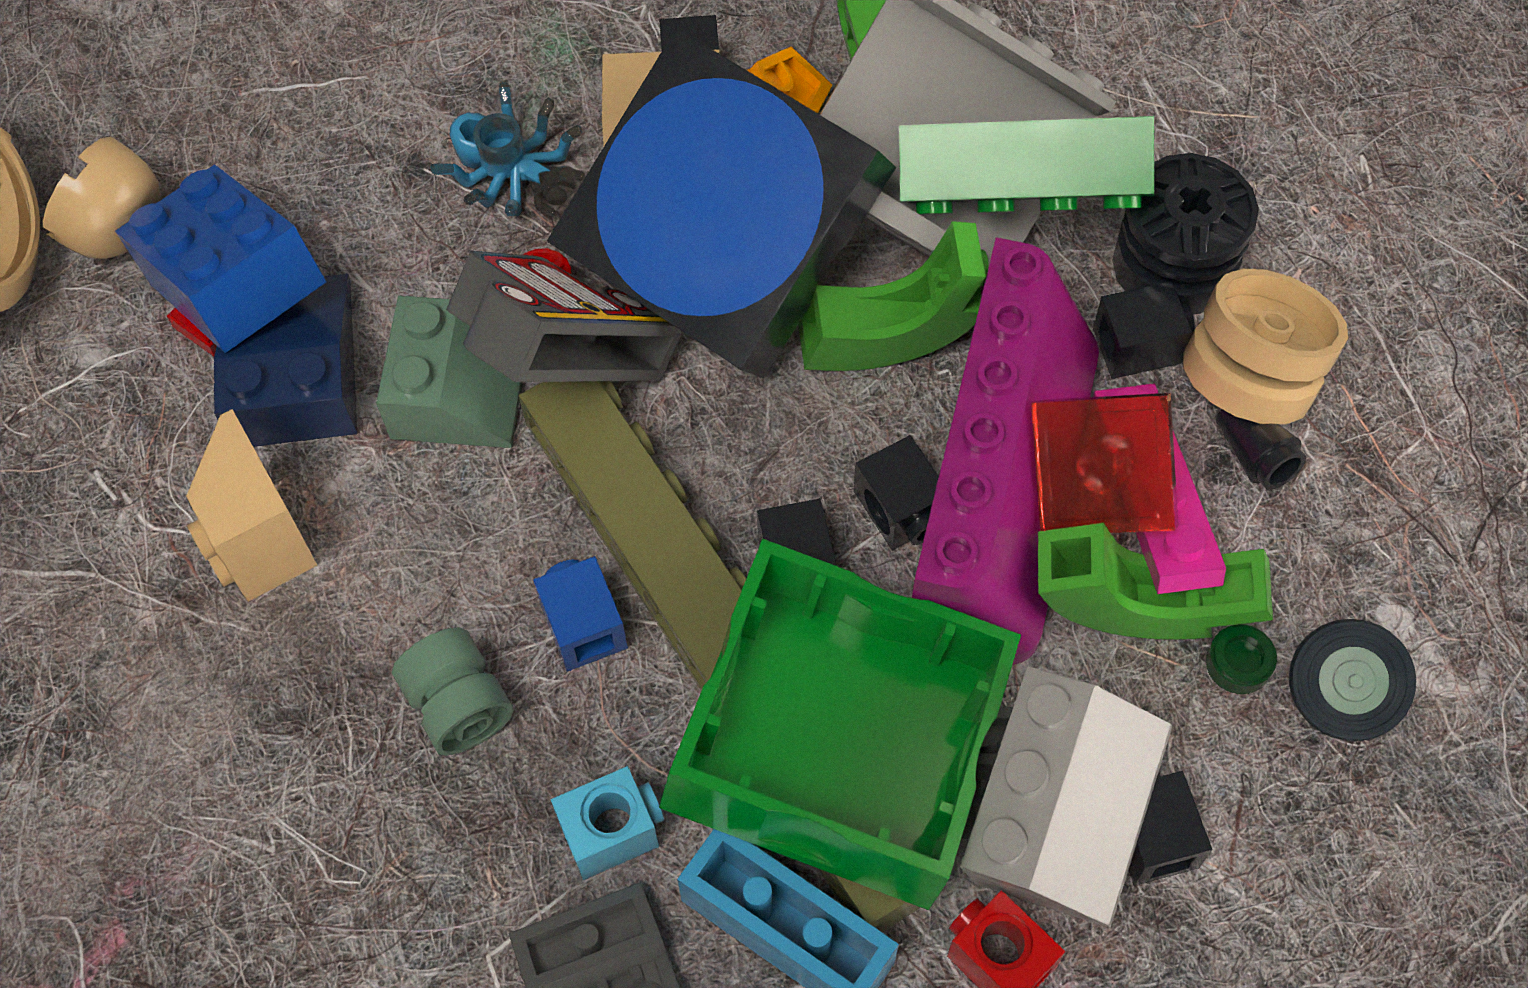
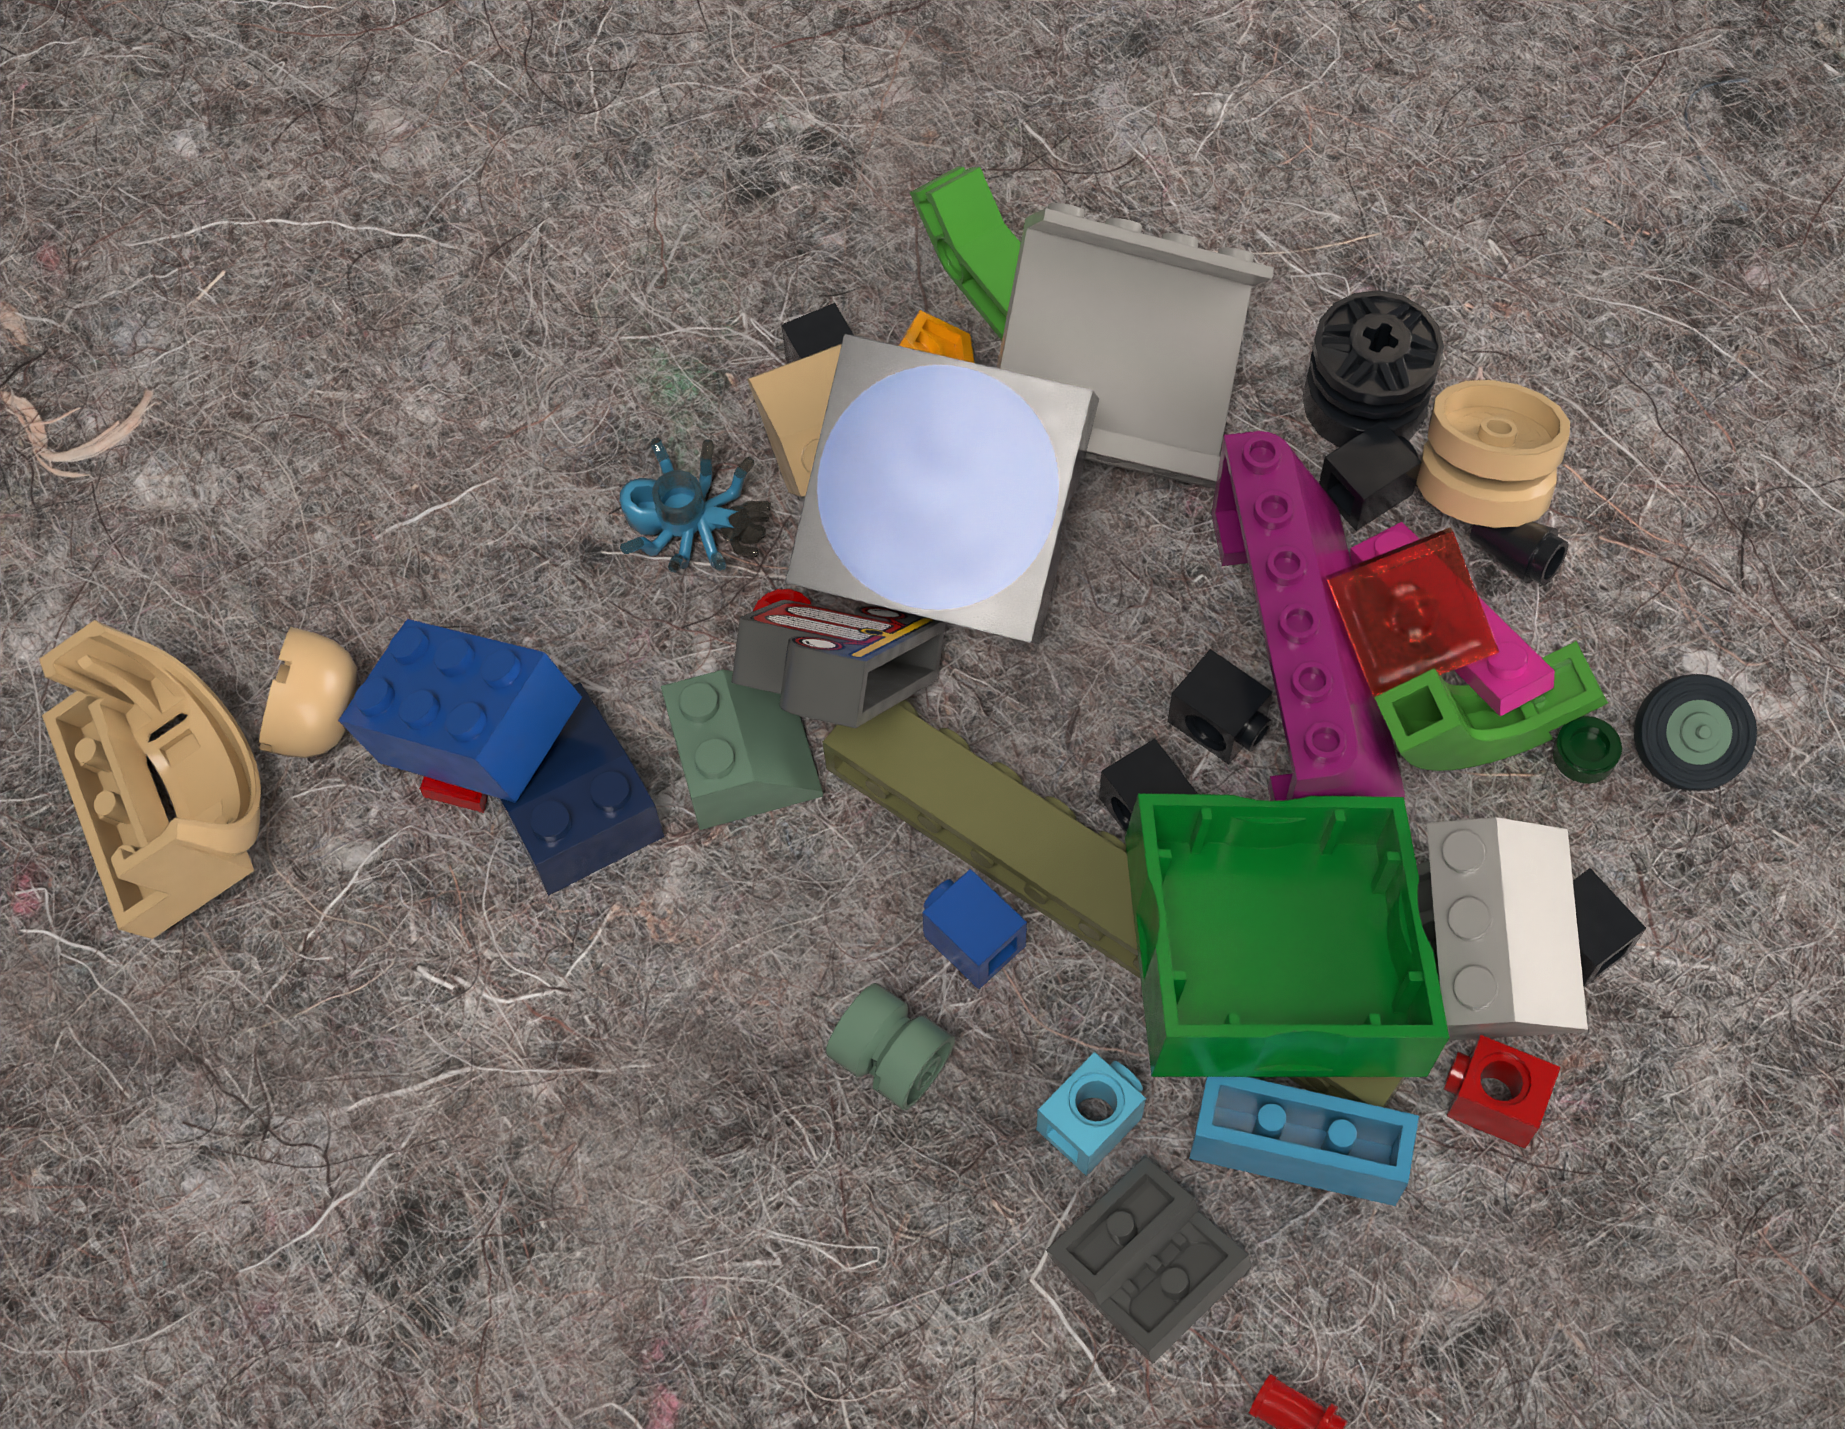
camera: 20 degrees left, 0 degrees up
(242, 517) = (619, 951): tan slope -> none
(901, 318) = (1150, 537): bright green arch -> none
(1027, 162) = (1217, 353): brick -> none

